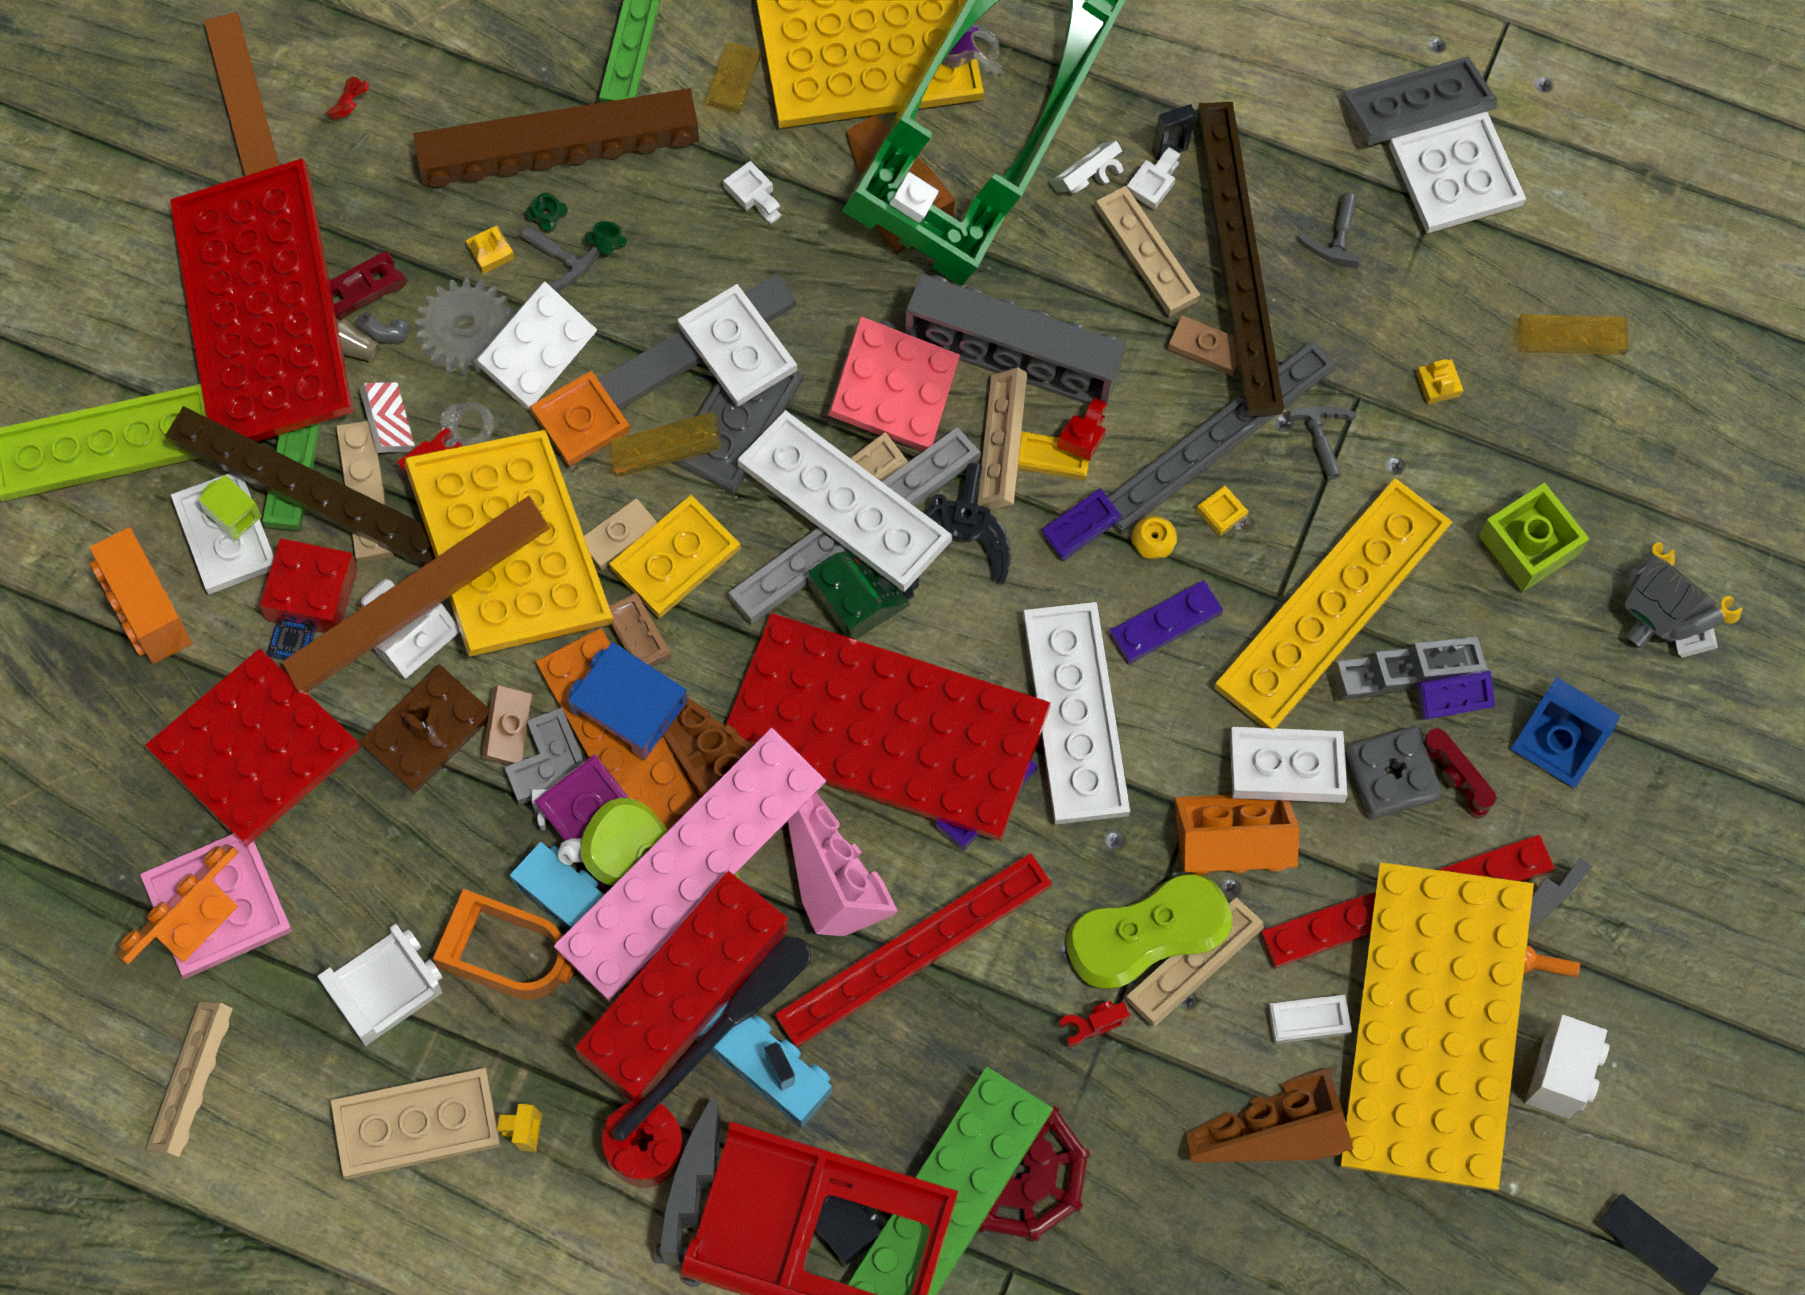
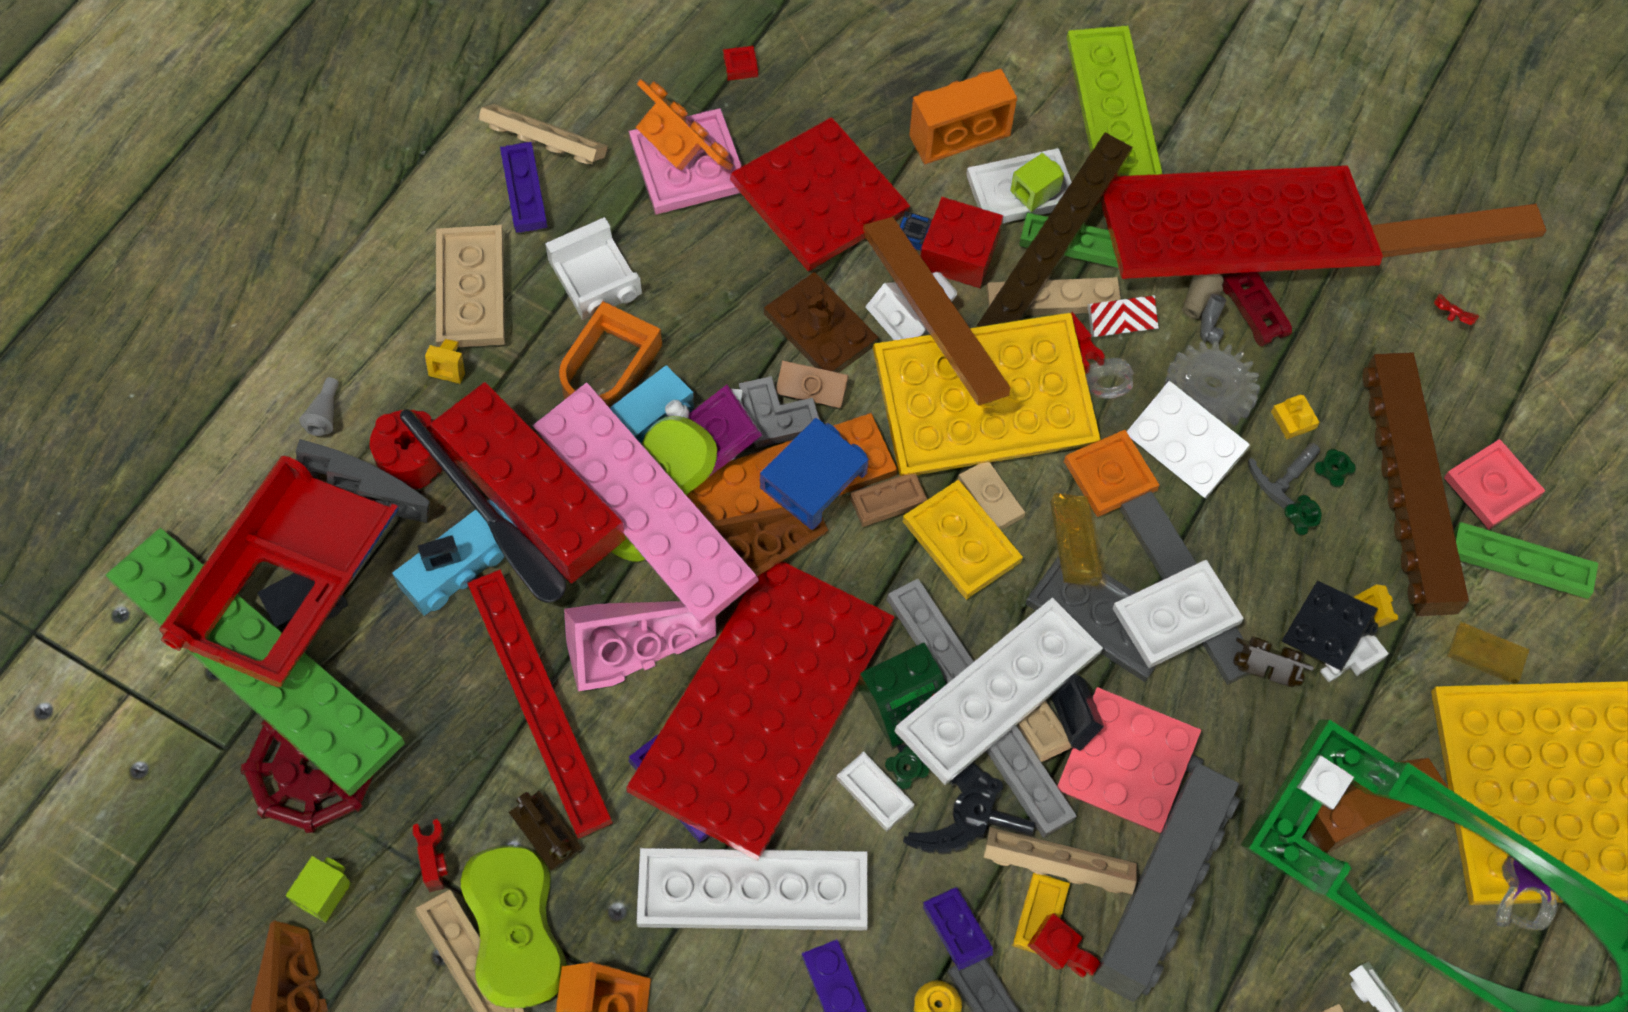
camera: 100 degrees right, 5 degrees down
(61, 866) = (740, 63): none -> red tile
(269, 1088) = (523, 187): none -> dark purple plate
(550, 67) = (1494, 484): none -> coral plate
(606, 1258) = (319, 415): none -> light grey cone
(703, 174) = (1379, 598): none -> yellow tile
(731, 209) = (1331, 625): none -> black hinge
(772, 262) = (1257, 655): none -> dark brown hinge
(858, 427) = (1077, 712): none -> black tile
(937, 580) = (903, 777): none -> dark green plate
(957, 614) = (875, 791): none -> white tile
(1049, 919) = (544, 829): none -> dark brown hinge
(1146, 1125) = (319, 887): none -> lime brick

